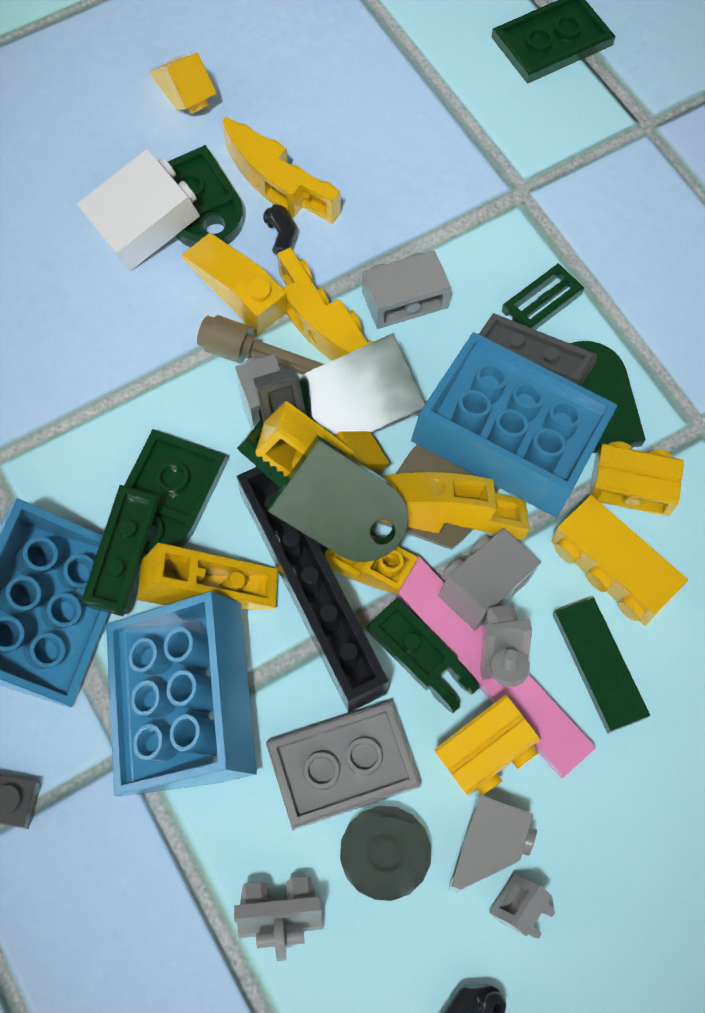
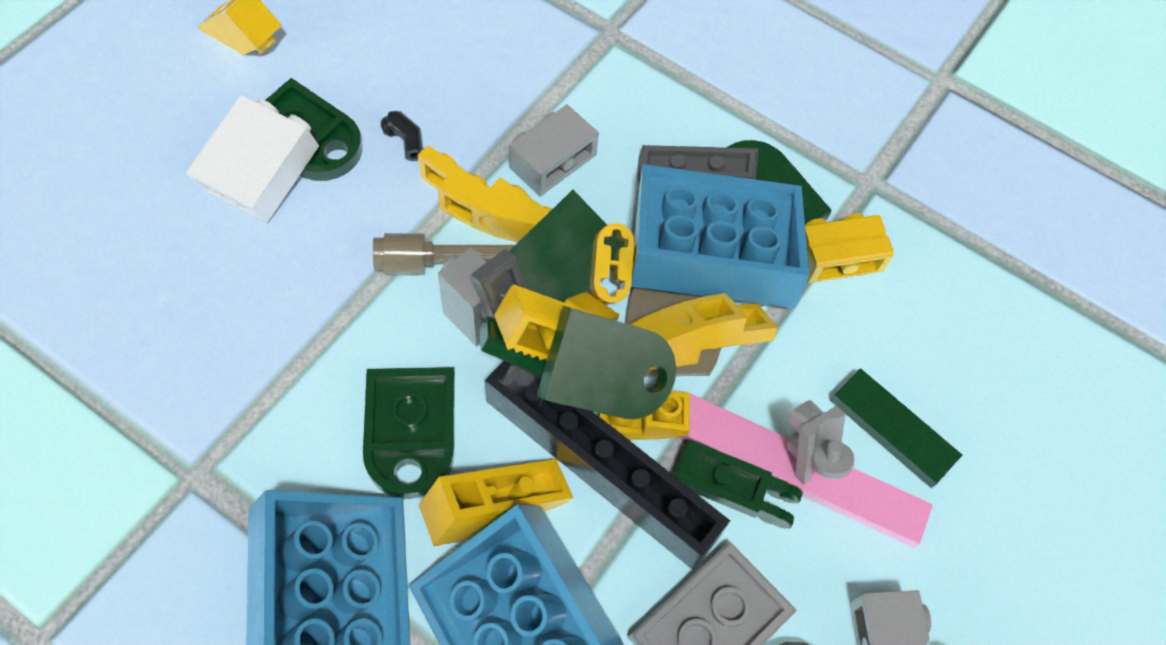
camera: 30 degrees left, 5 degrees down
(120, 551) = (394, 504): dark green tile -> none
(238, 282) = (387, 194): yellow slope -> none
(267, 170) = (363, 81): yellow slope -> none
(392, 409) = (602, 262): none -> yellow beam
(488, 577) = (765, 387): light grey brick -> none
(488, 747) = (845, 544): yellow brick -> none
(522, 317) = (668, 139): dark green tile -> none
(617, 561) = (866, 327): yellow brick -> none

